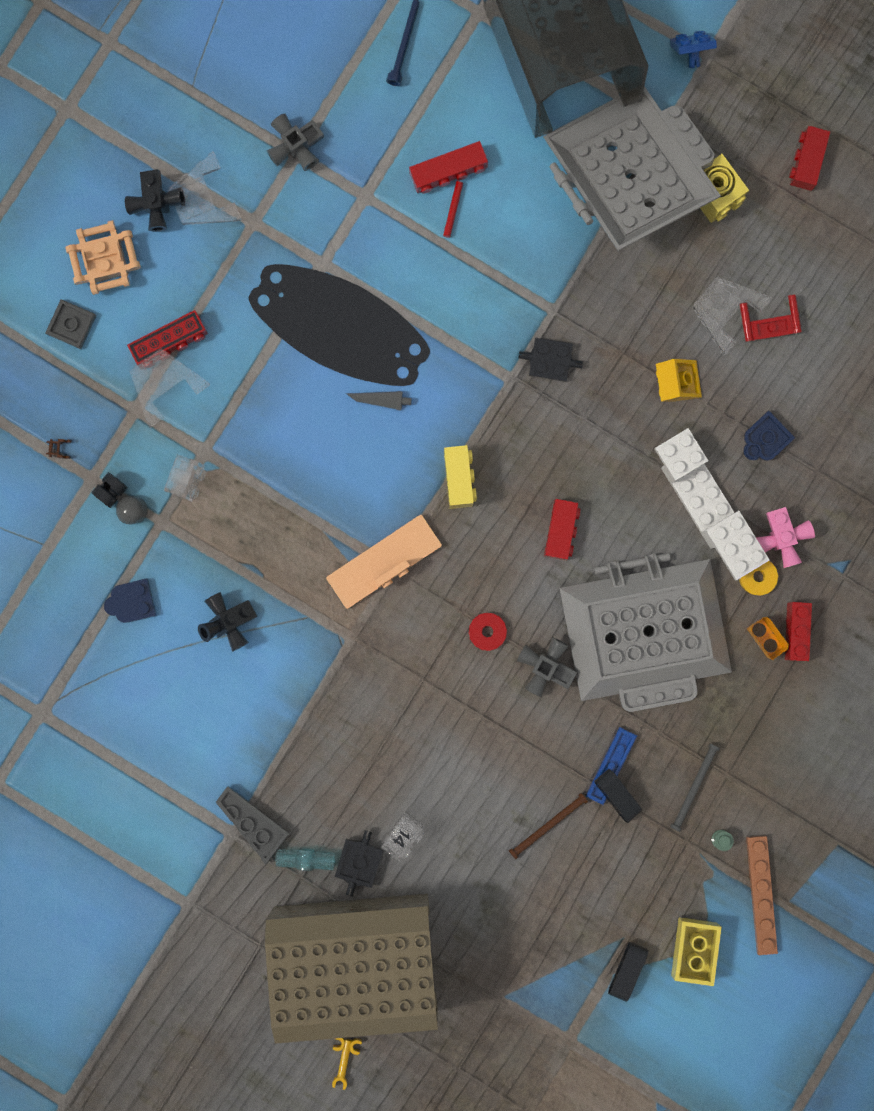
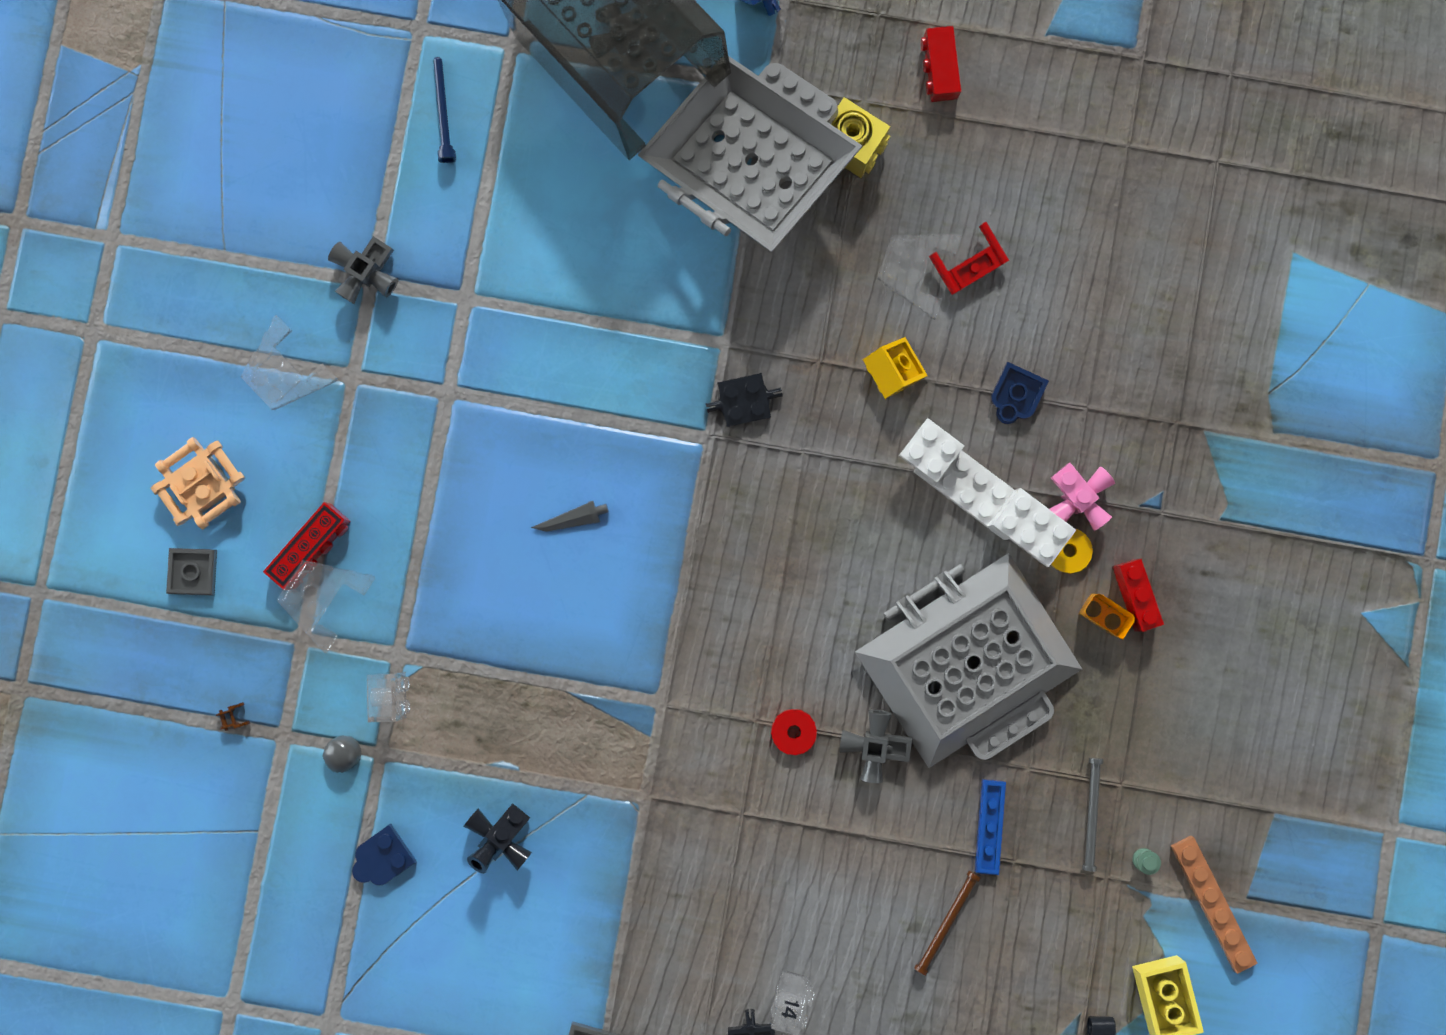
camera: 20 degrees left, 0 degrees up
(110, 483) = (307, 743): black wheel -> none
(154, 200) = (230, 396): black brick -> none
(339, 325) = (493, 453): black piece -> none
(384, 562) = (647, 700): light nougat bracket -> none
(448, 167) = (546, 230): red brick -> none
(453, 209) = (569, 274): red bar -> none
(459, 476) = (694, 572): light yellow brick -> none
(562, 529) = (831, 585): red brick -> none
(618, 795) = (1012, 859): black beam -> none

